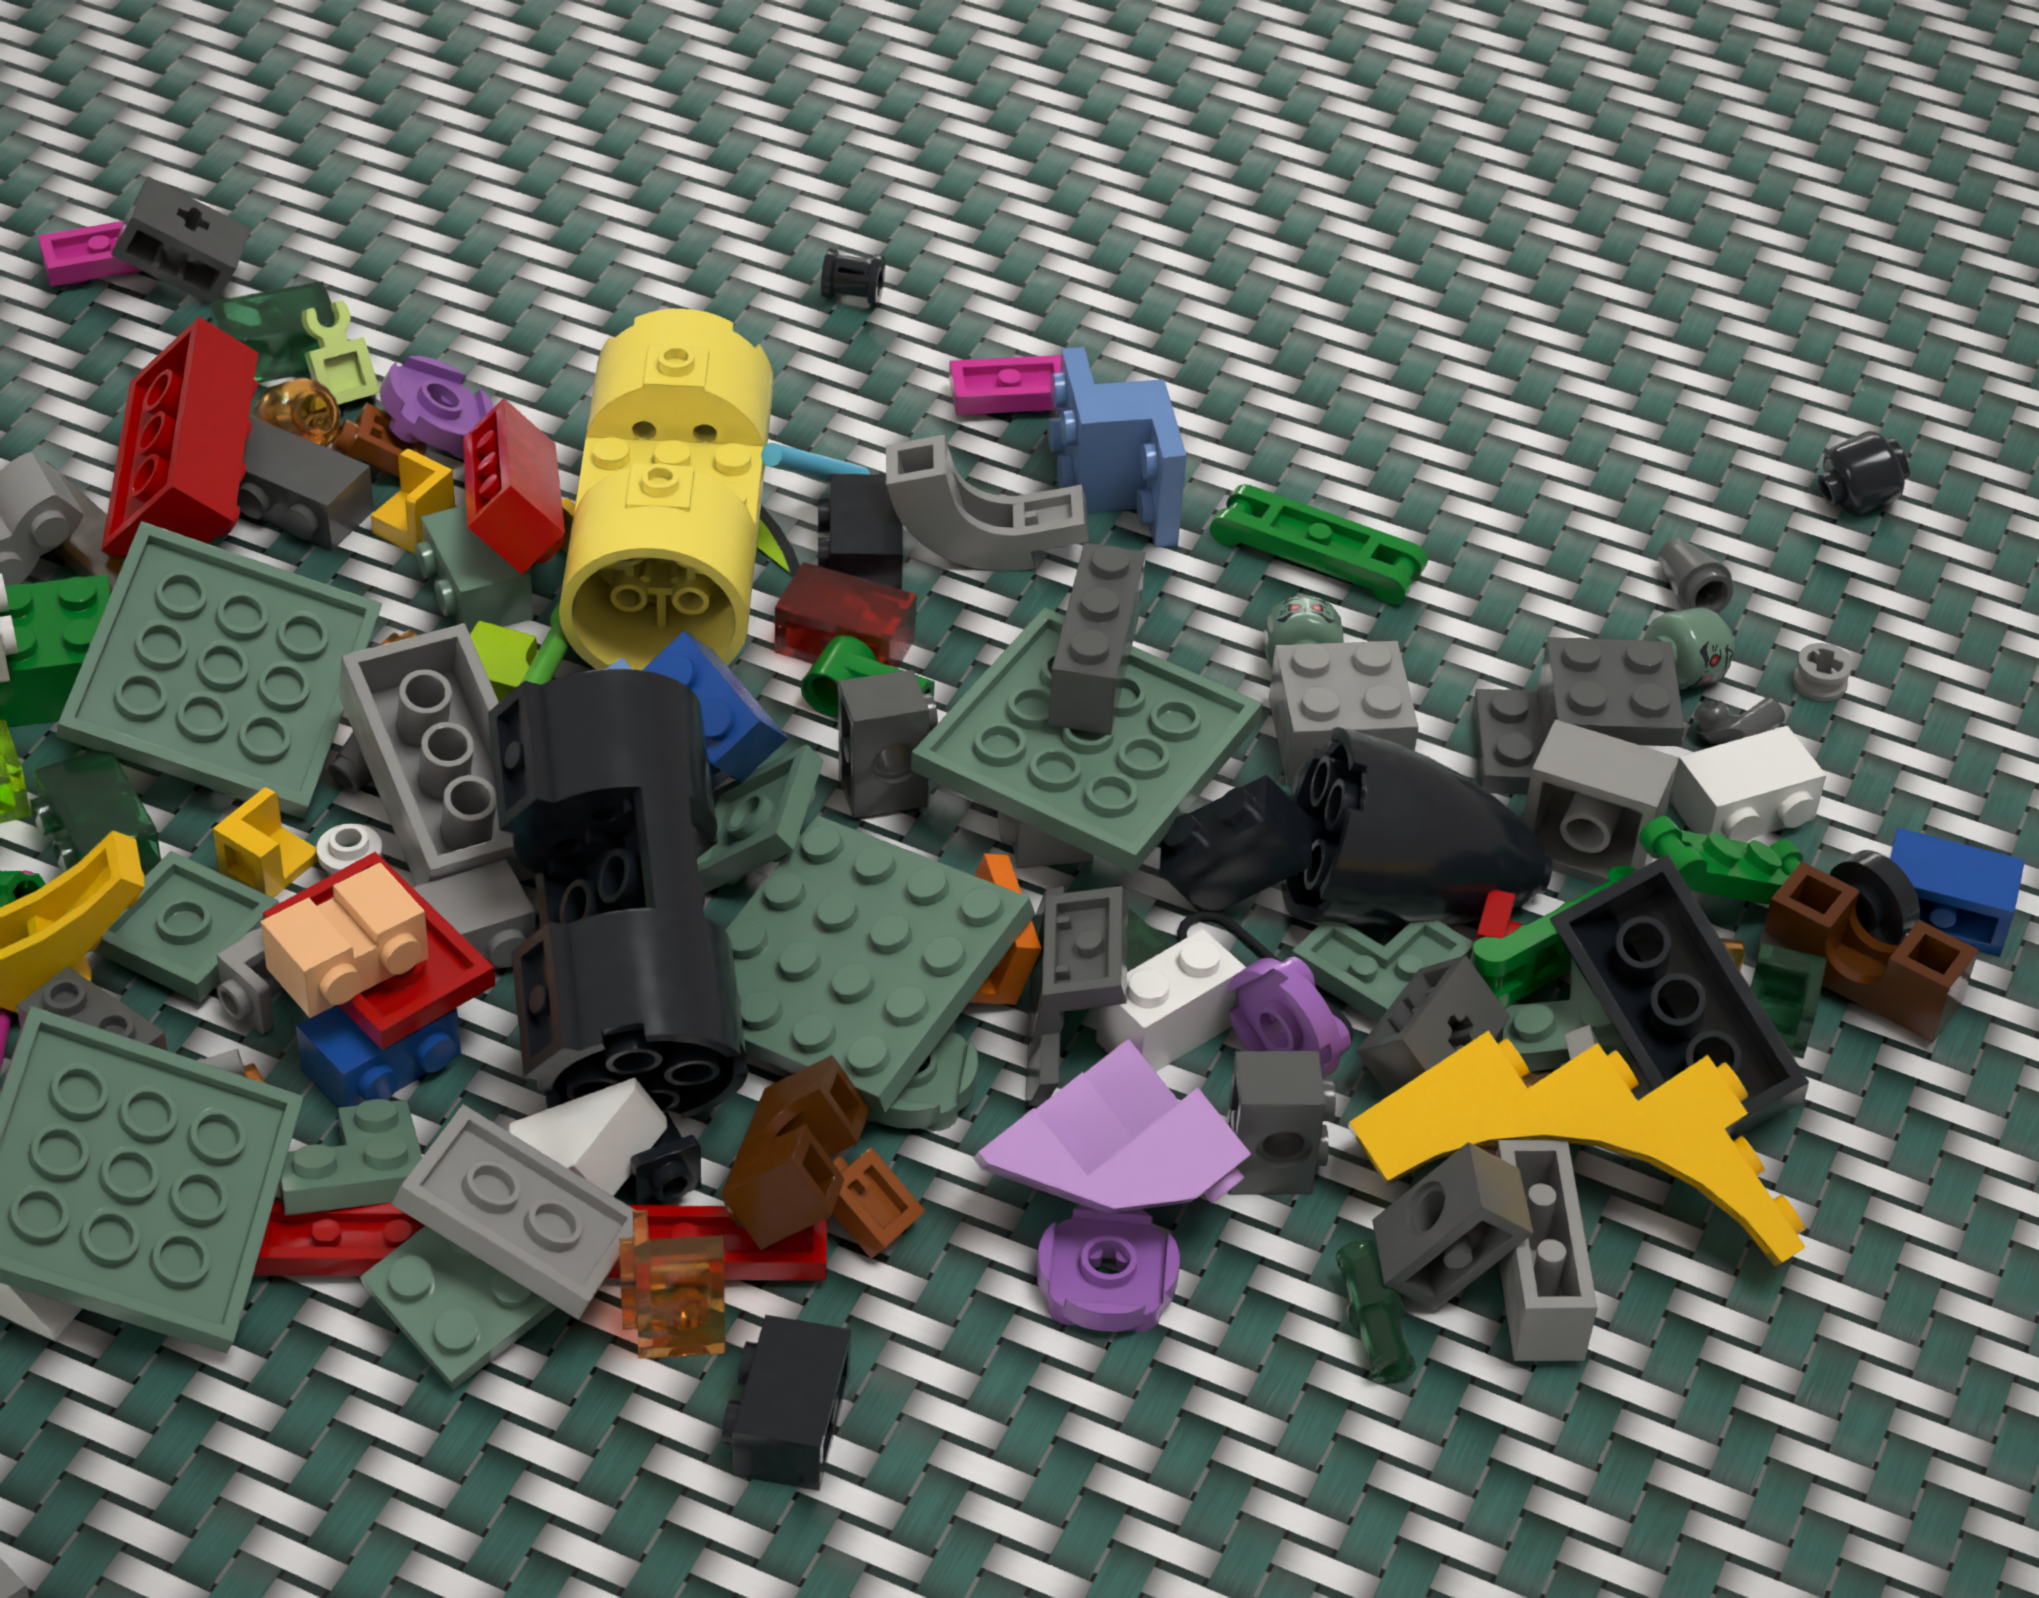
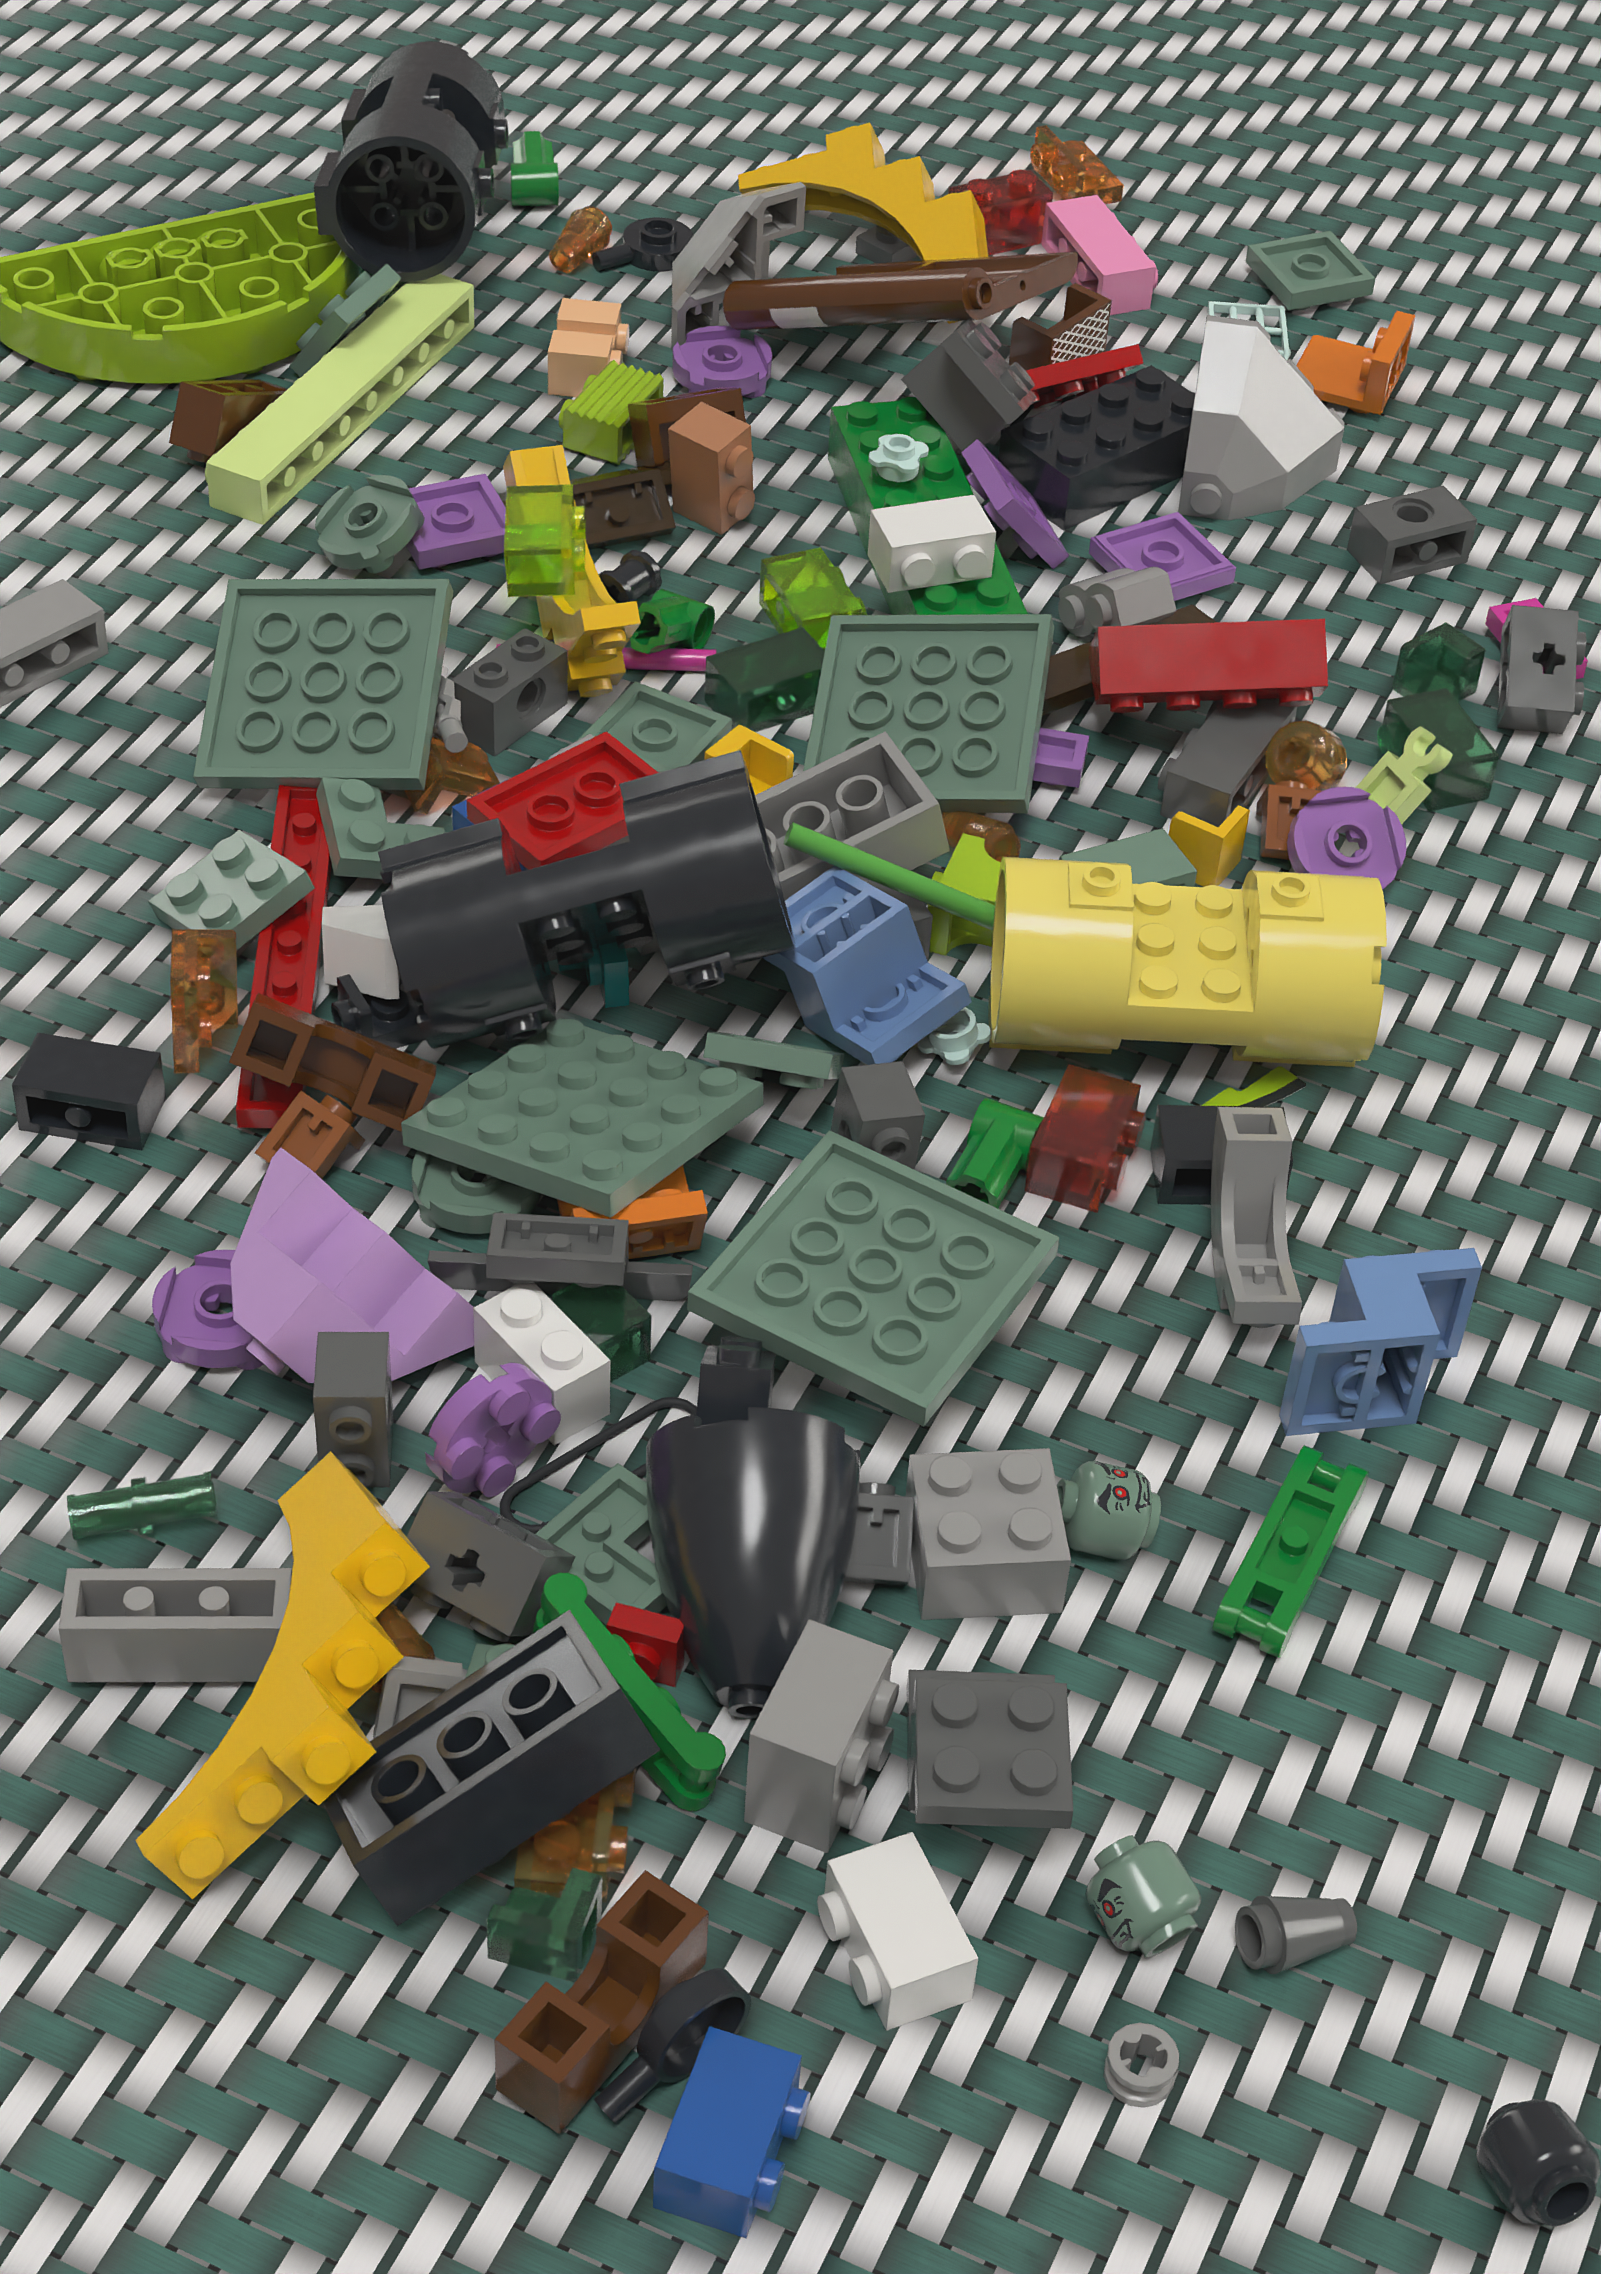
camera: 90 degrees right, 0 degrees up
(135, 317) = (1439, 661): none -> clear green panel
(346, 943) = (544, 757): light nougat brick -> none
(513, 488) = (1181, 853): red brick -> none
(517, 1210) = (268, 881): light grey plate -> none
(735, 724) = (873, 985): blue brick -> none
(807, 463) = (1285, 1091): medium azure bar -> none
(1002, 384) = (1511, 1283): dark pink plate -> none
(1096, 638) = (974, 1245): dark grey brick -> none
(1452, 1226) = (197, 1530): dark grey brick -> none
(1719, 728) = (1023, 1947): dark grey arm -> none
(1722, 865) = (724, 1857): green plate -> none

